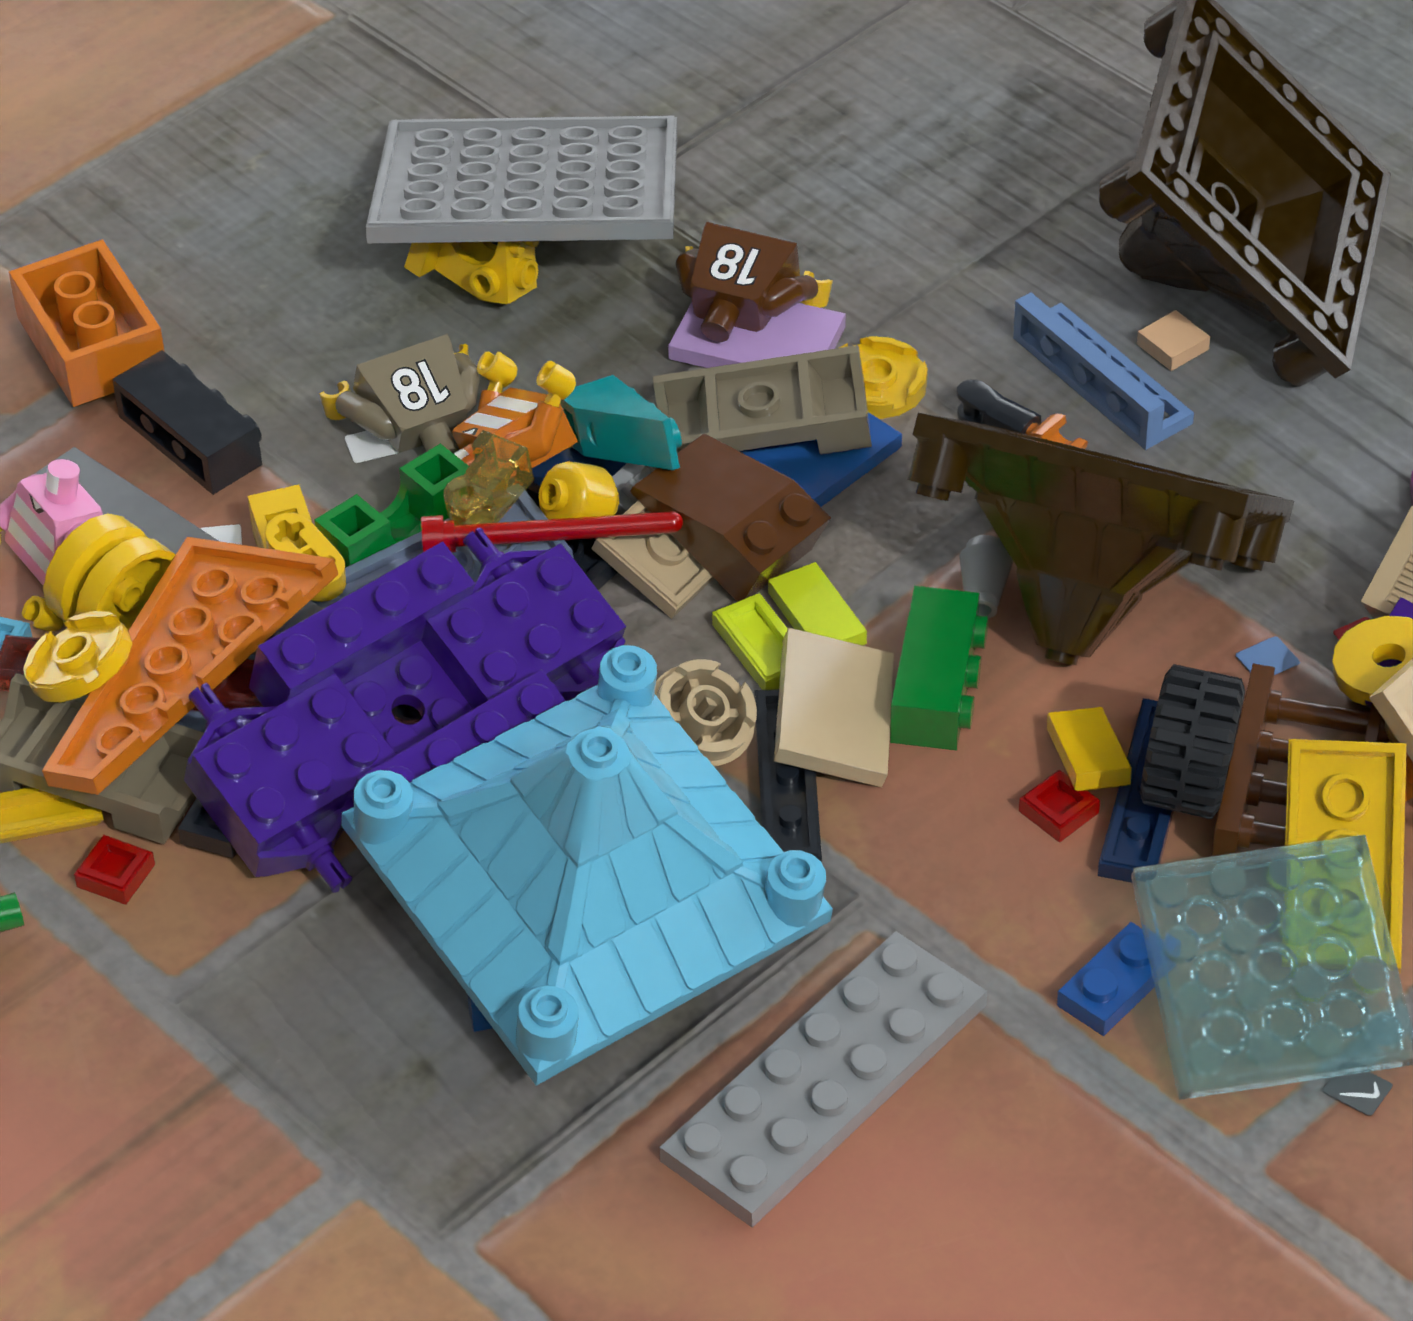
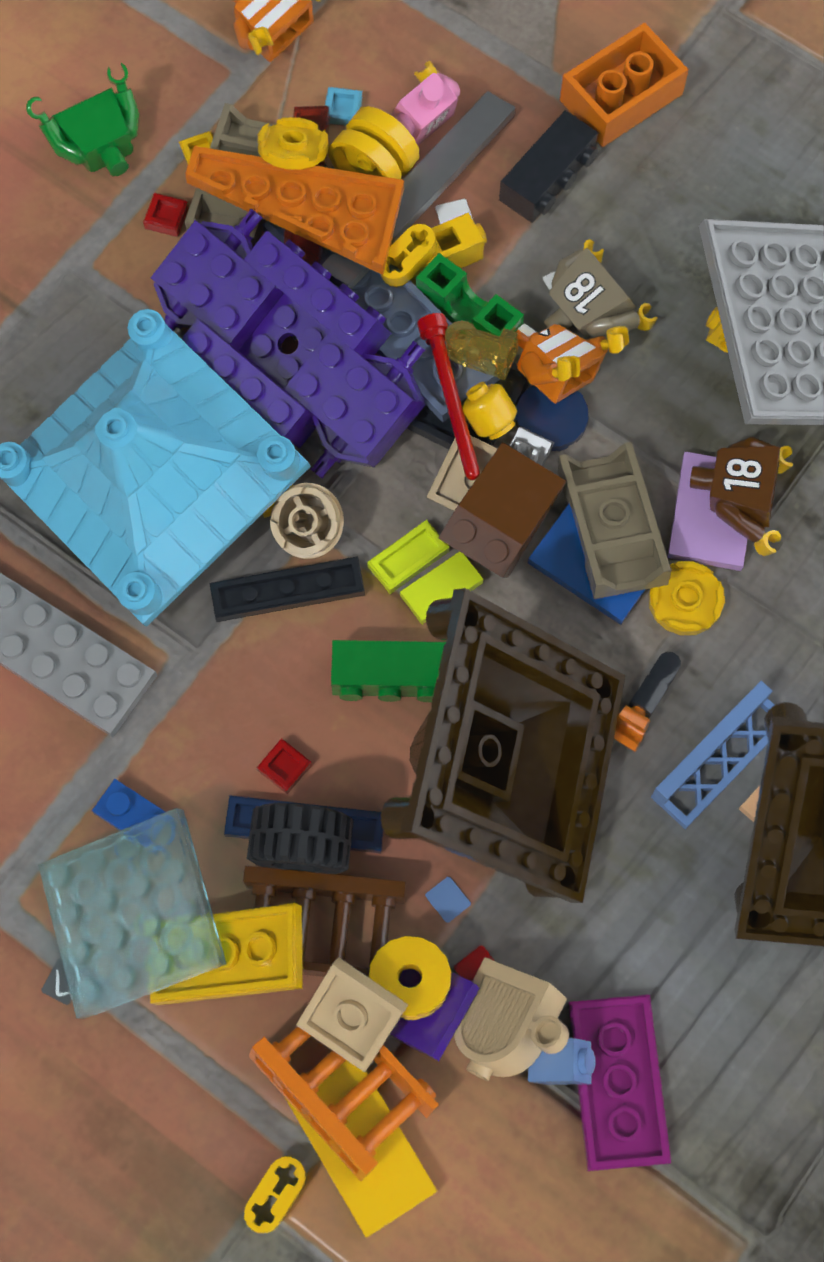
camera: 80 degrees right, 25 degrees up
(621, 425) = (574, 416): teal slope -> none
(834, 707) = (343, 606): tan tile -> none
(1089, 748) = (329, 778): yellow tile -> none

